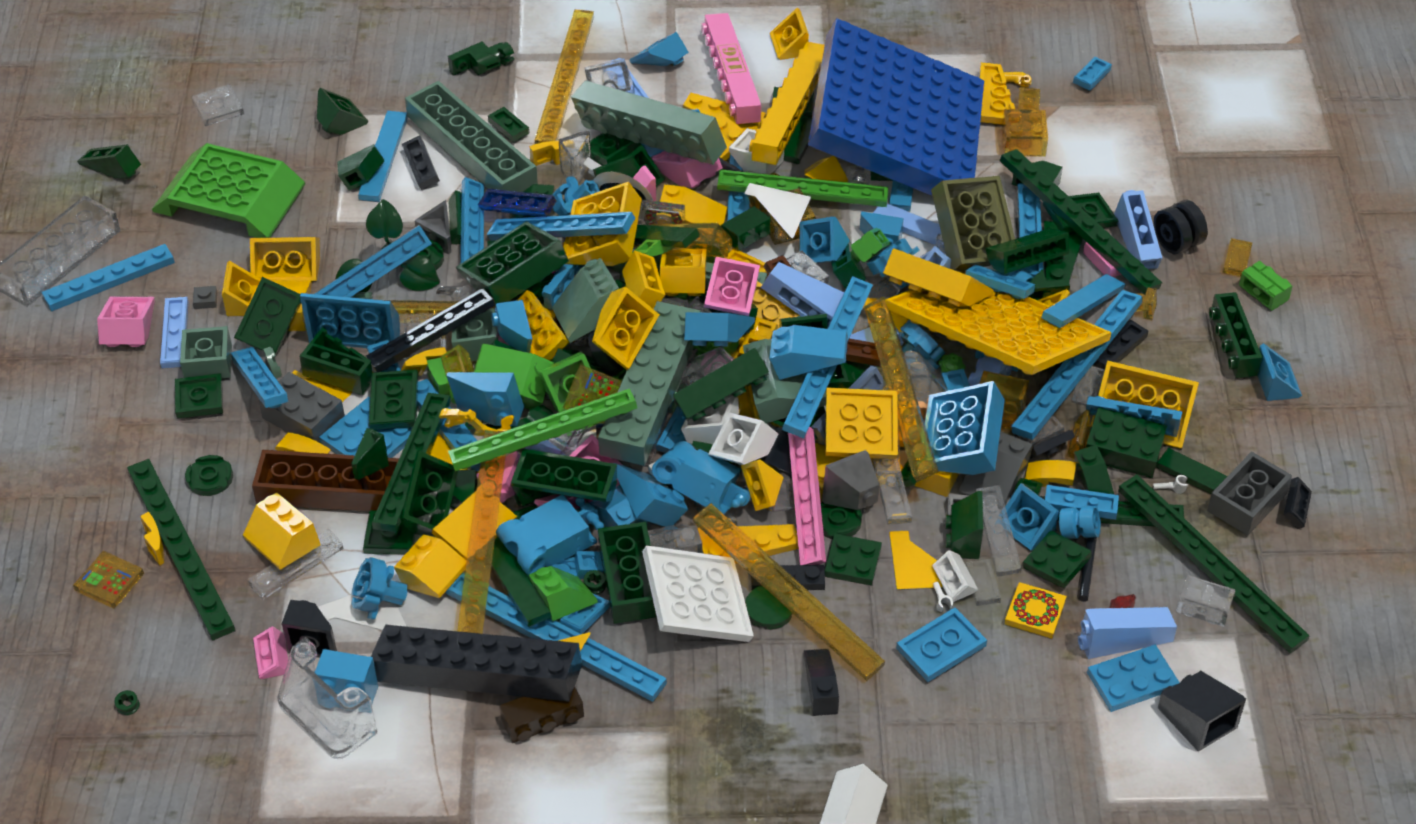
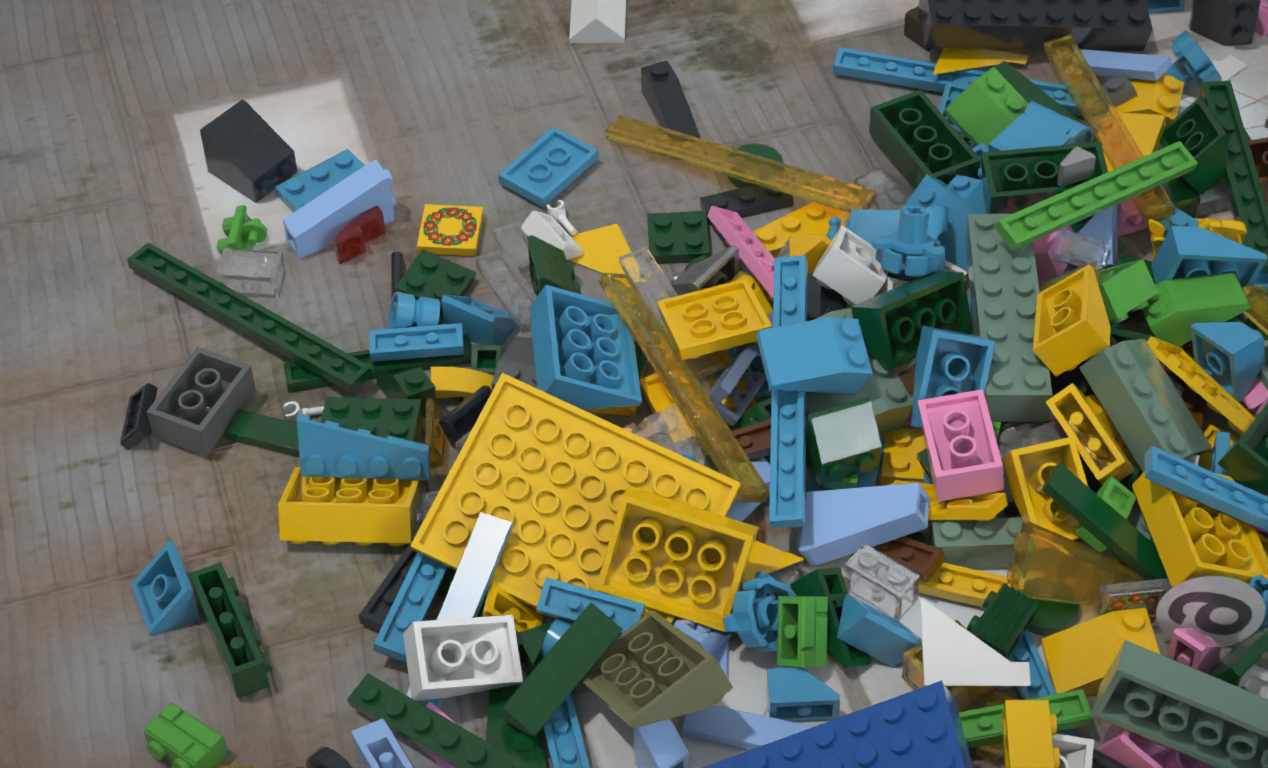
camera: 165 degrees right, 0 degrees up
(430, 593) = (1132, 65): none -> light blue tile
(451, 572) = (1119, 90): none -> dark grey plate
(547, 453) = (1076, 167): none -> light grey slope
(697, 594) = (837, 125): white plate -> none
(700, 427) = (910, 246): none -> dark azure piece
(762, 330) = (902, 461): yellow slope -> none
(1090, 270) = (461, 656): none -> white slope
(1149, 303) = (365, 663): clear yellow tile -> none
(1208, 636) = (241, 231): none -> bright green hips

